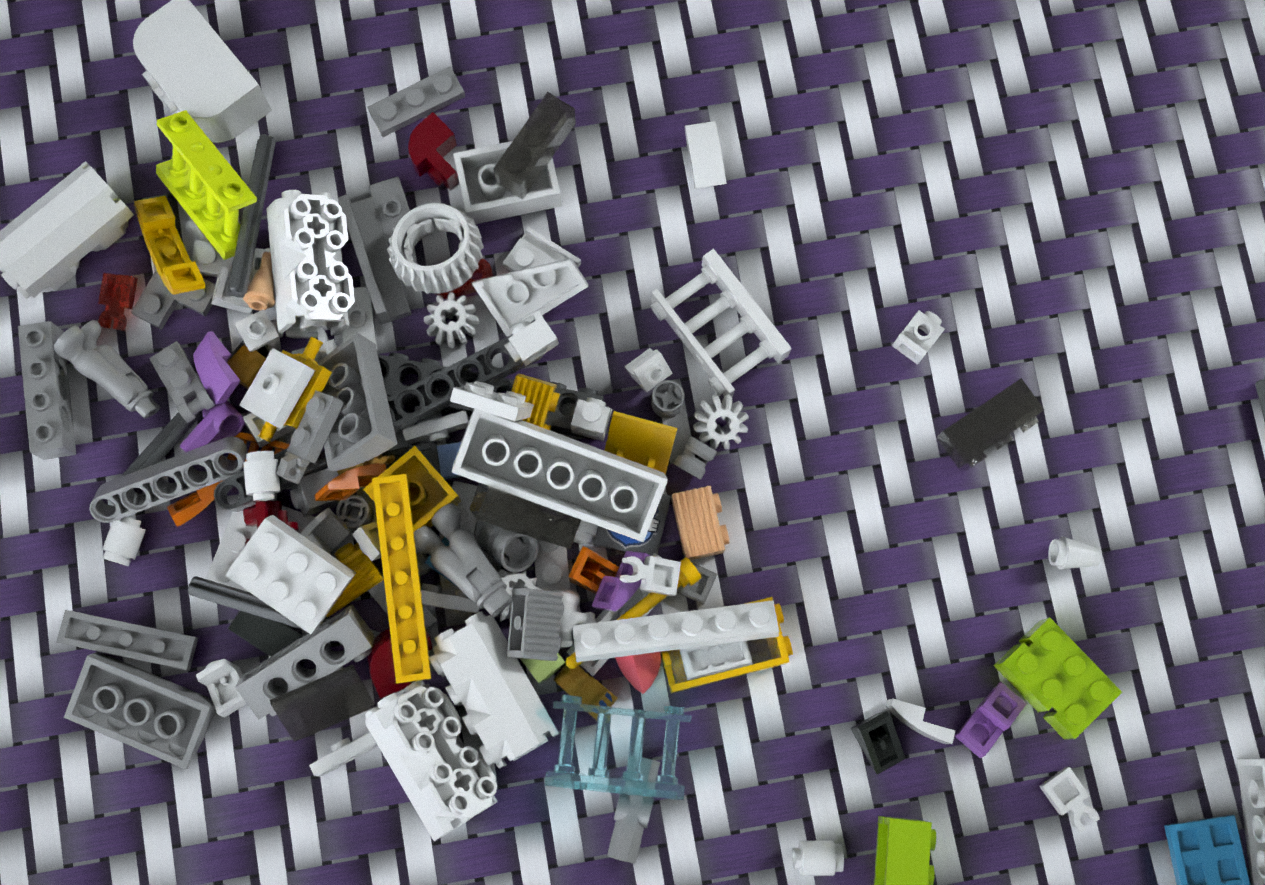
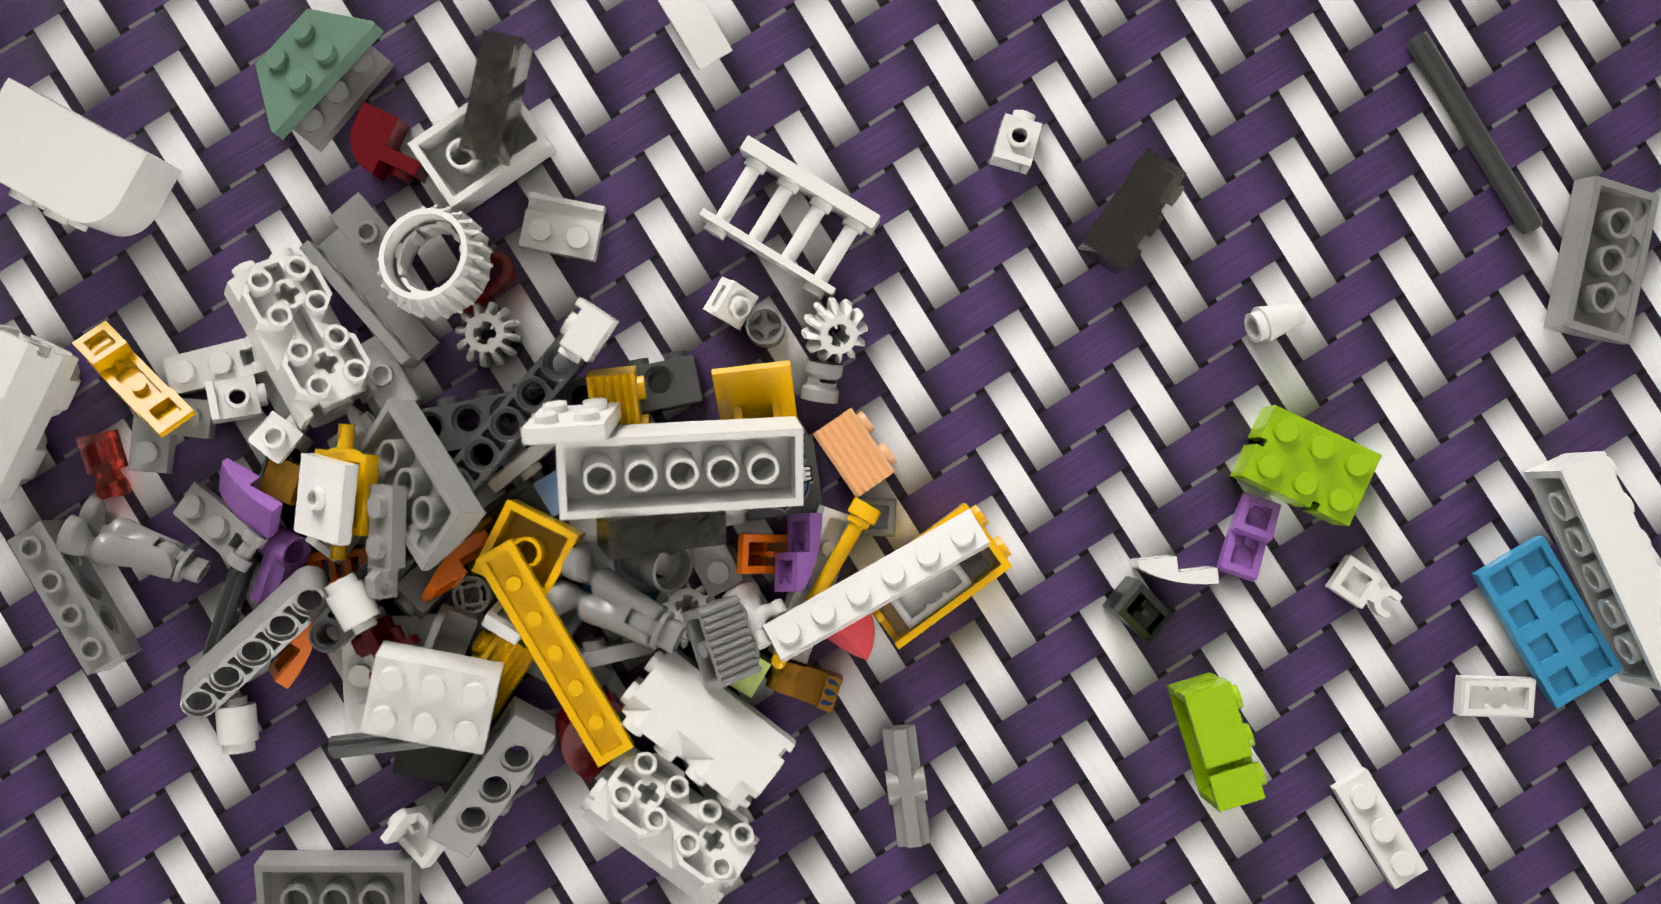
camera: 20 degrees left, 10 degrees up
(127, 640) = (290, 828): light grey plate -> none
(203, 182) = (140, 294): neon yellow fence -> none
(251, 217) = (211, 308): dark grey axle -> none
(261, 288) = (259, 390): light nougat cone -> none
(322, 703) = (529, 811): clear smoke piece -> none
(342, 753) = (573, 853): white plate -> none
(403, 70) = (309, 63): none -> sand green wing
(521, 293) = (562, 269): white wing -> none
(591, 418) = (690, 388): white brick -> none
(598, 776) = (856, 775): clear light blue fence -> none
(656, 573) = (831, 533): white plate -> none
(818, 858) = (1120, 757): white brick -> none

